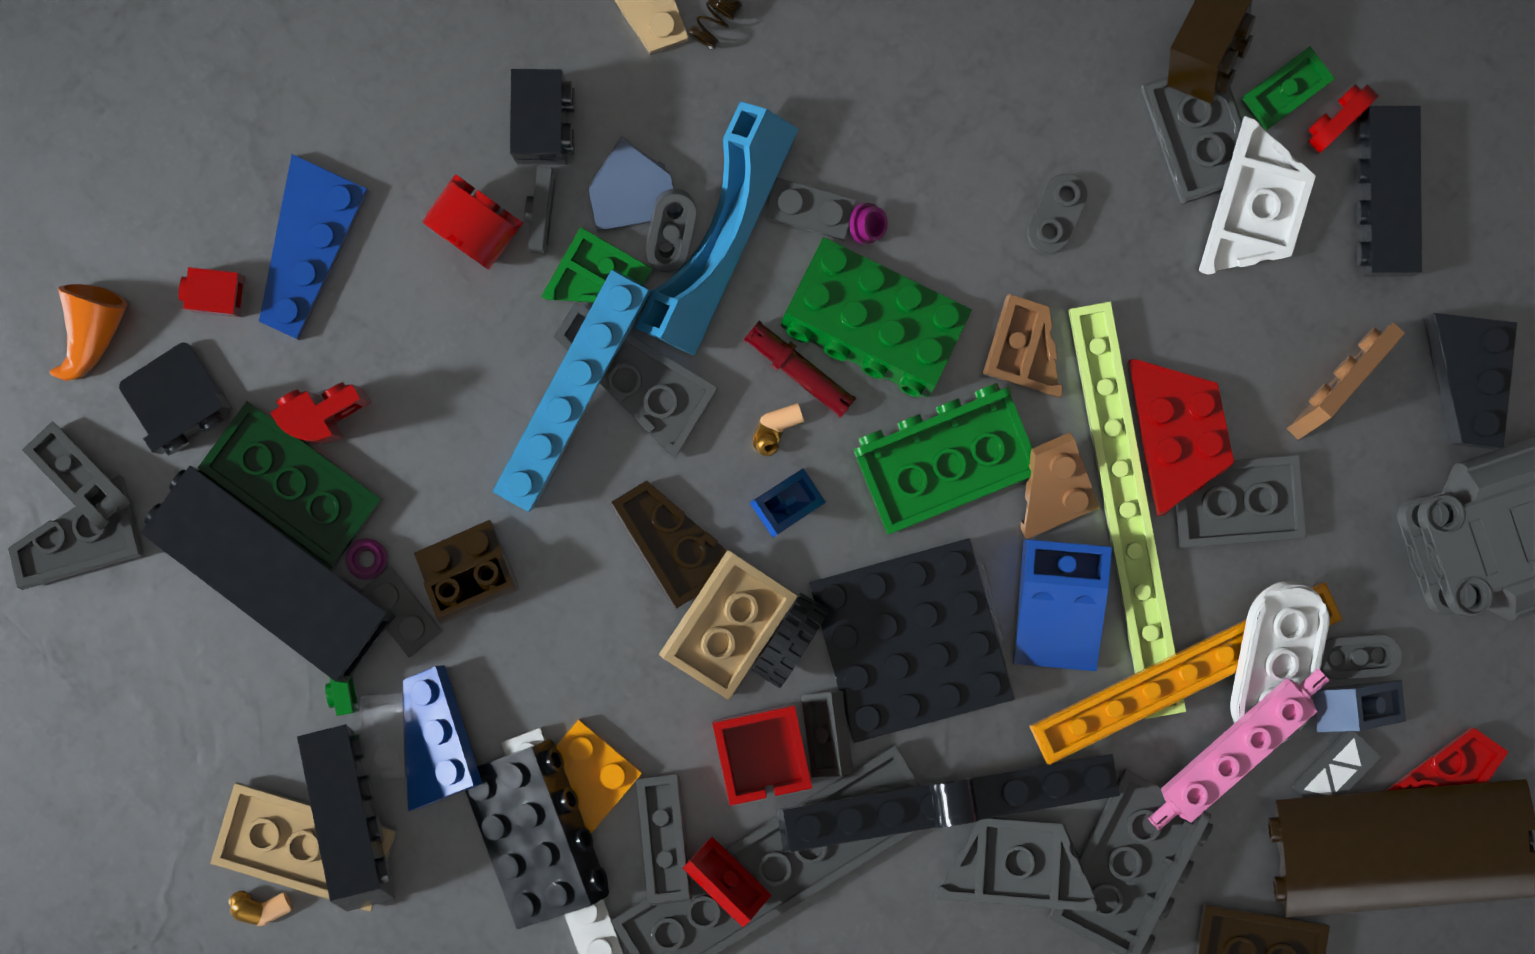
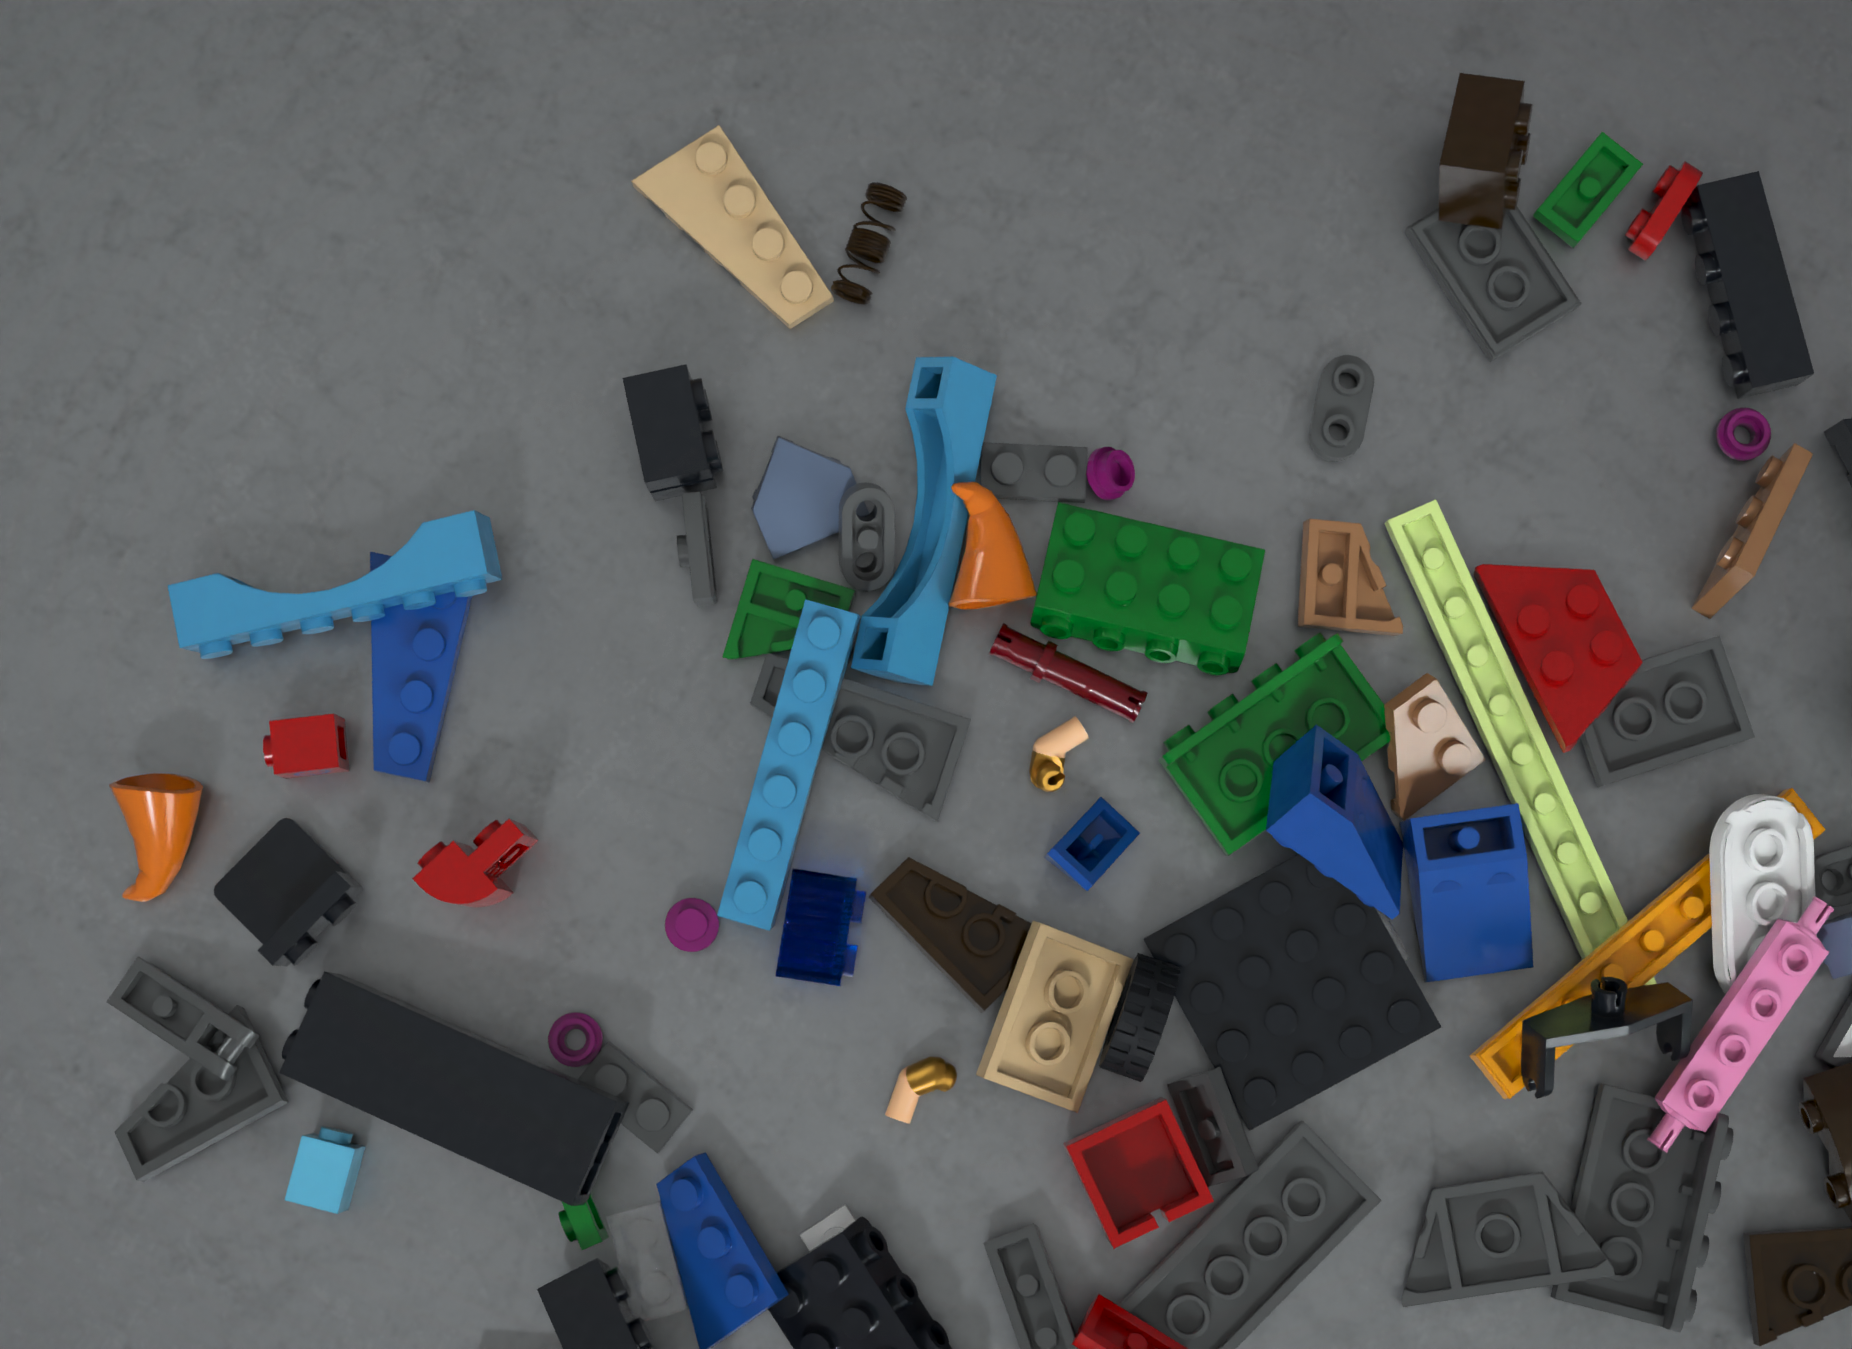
camera: 10 degrees left, 5 degrees down
(159, 613) = (325, 1170): none -> medium azure brick
(290, 483) = (457, 966): dark green plate -> none
(341, 173) = (438, 559): none -> dark azure arch
(466, 572) = (706, 1026): dark brown brick -> none
(472, 222) = (615, 582): red brick -> none
(472, 493) = (692, 925): none -> magenta plate
(567, 518) = (819, 928): none -> clear blue brick
(595, 772) = (929, 1246): light orange wing -> none
(615, 648) = (916, 1081): none -> arm
(763, 270) = (994, 560): none -> orange hat
(947, 803) = (1387, 1181): black hinge -> none
(973, 528) = (1335, 819): none -> blue slope
(1133, 719) = (1600, 1016): none -> black piece
(1258, 203) = (1588, 337): white wing -> none
(1371, 300) = (1756, 426): none -> magenta plate

